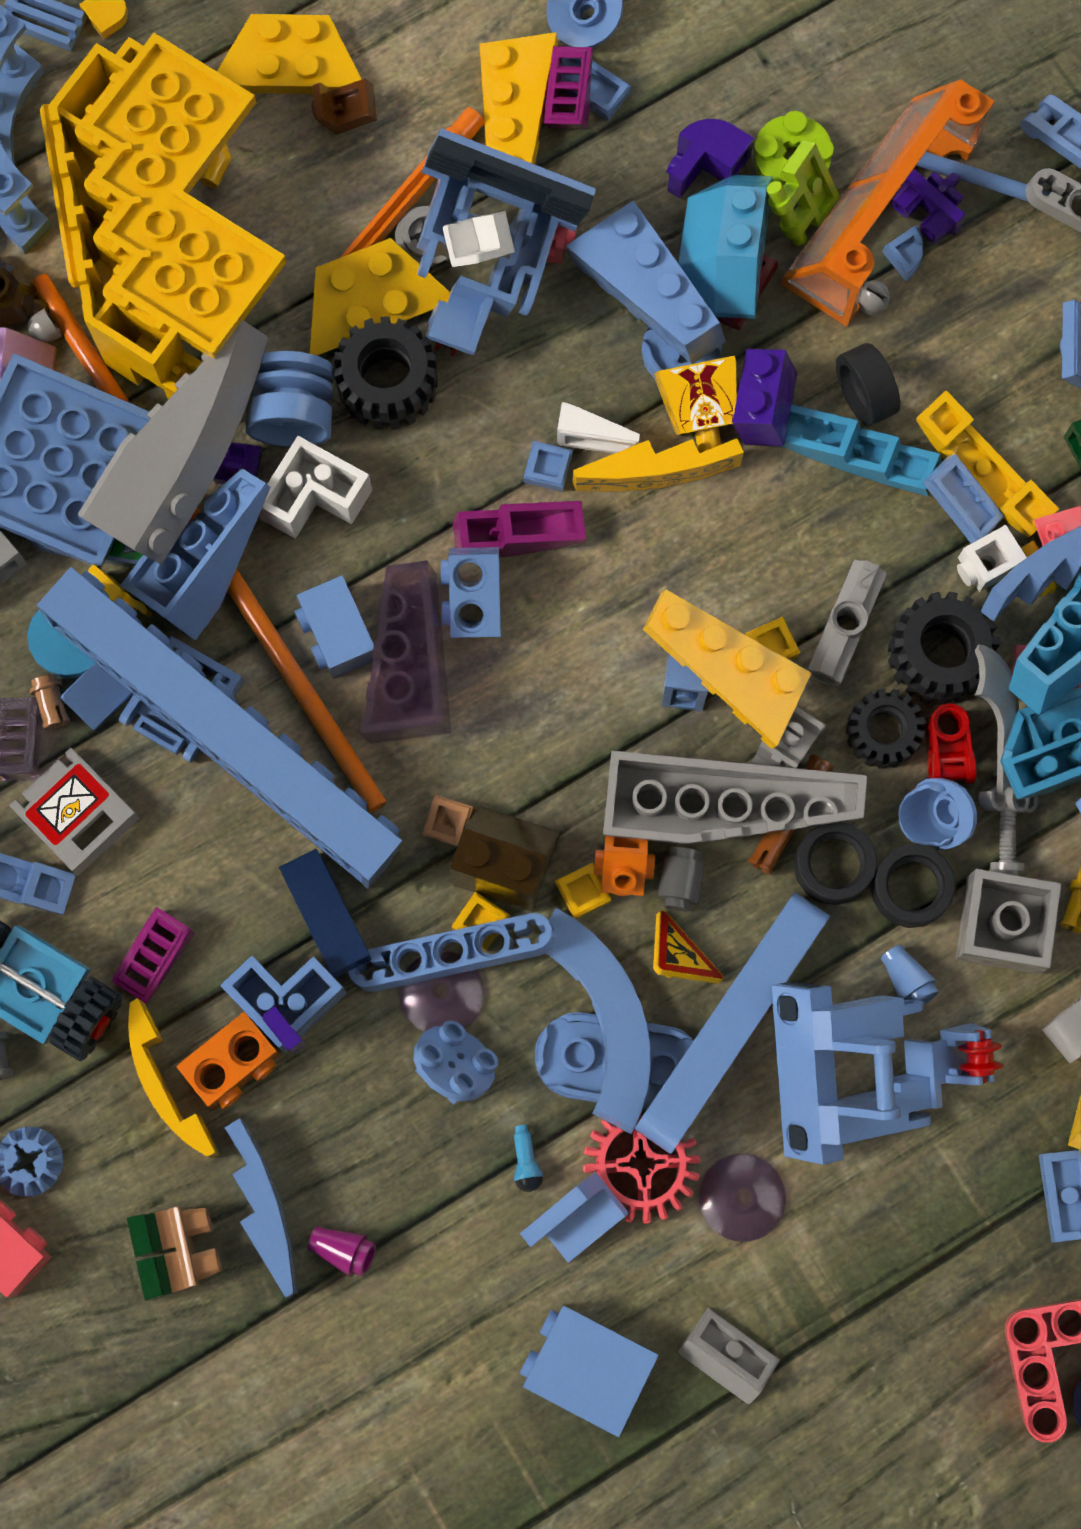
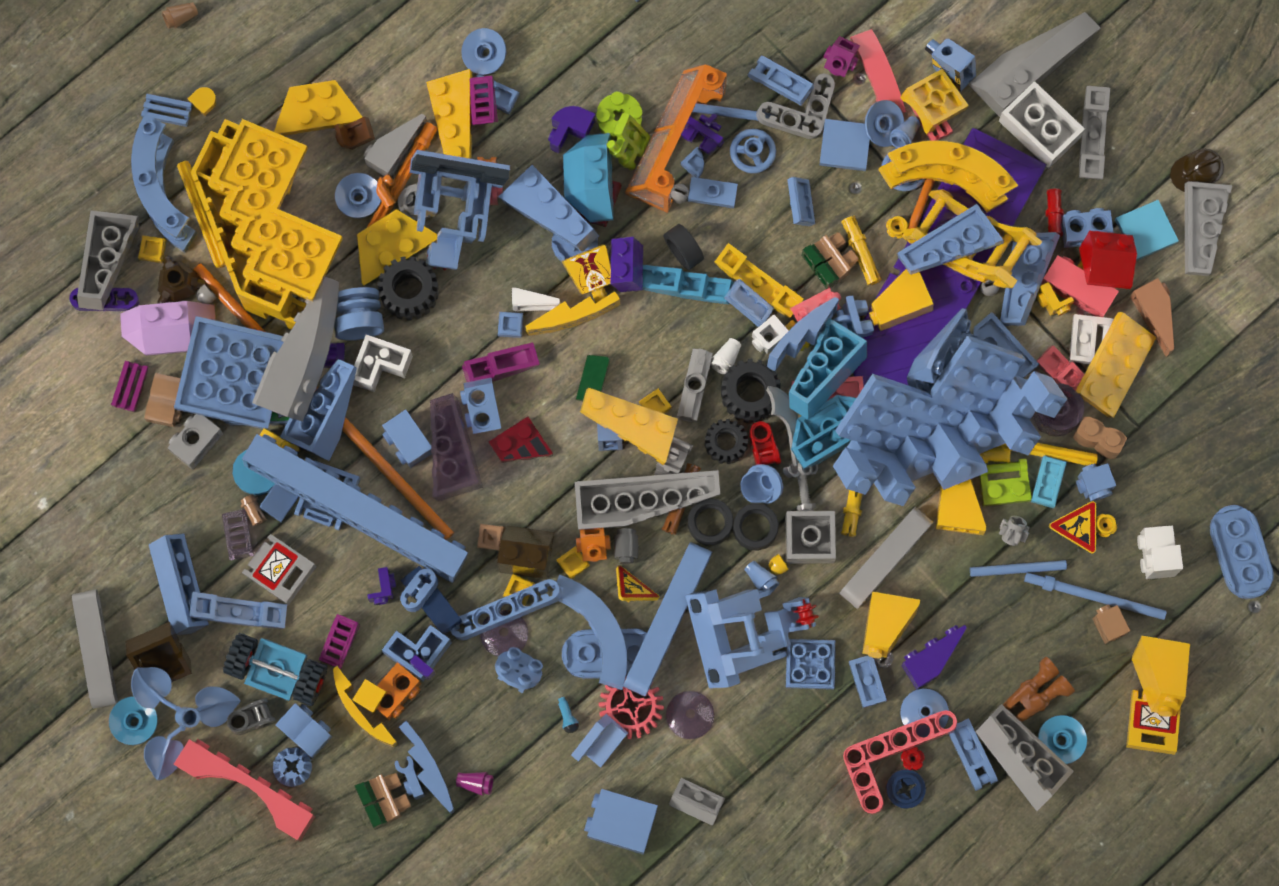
camera: 10 degrees left, 0 degrees up
(60, 1100) = (304, 730): none -> medium blue brick
(183, 1063) = (369, 696): none -> yellow tile
(230, 1234) = (412, 784): none -> medium blue plate
(254, 867) = (387, 582): none -> dark purple bracket
(304, 883) = (423, 593): none -> medium blue beam
(325, 192) = (355, 185): none -> medium blue dish
(373, 206) = (383, 190): none -> orange arm
(403, 139) = (393, 147): none -> light grey slope
(478, 239) = (448, 205): white panel -> none
(528, 668) = (520, 443): none -> dark red wing
(676, 573) = (593, 375): none -> dark green slope
(908, 583) = (726, 356): none -> white cone
(930, 305) = (712, 192): none -> medium blue plate
(940, 960) = (778, 565): none -> yellow hinge
(971, 1146) = (810, 664): none -> medium blue tile
(1018, 232) = (753, 142): none -> medium blue piece

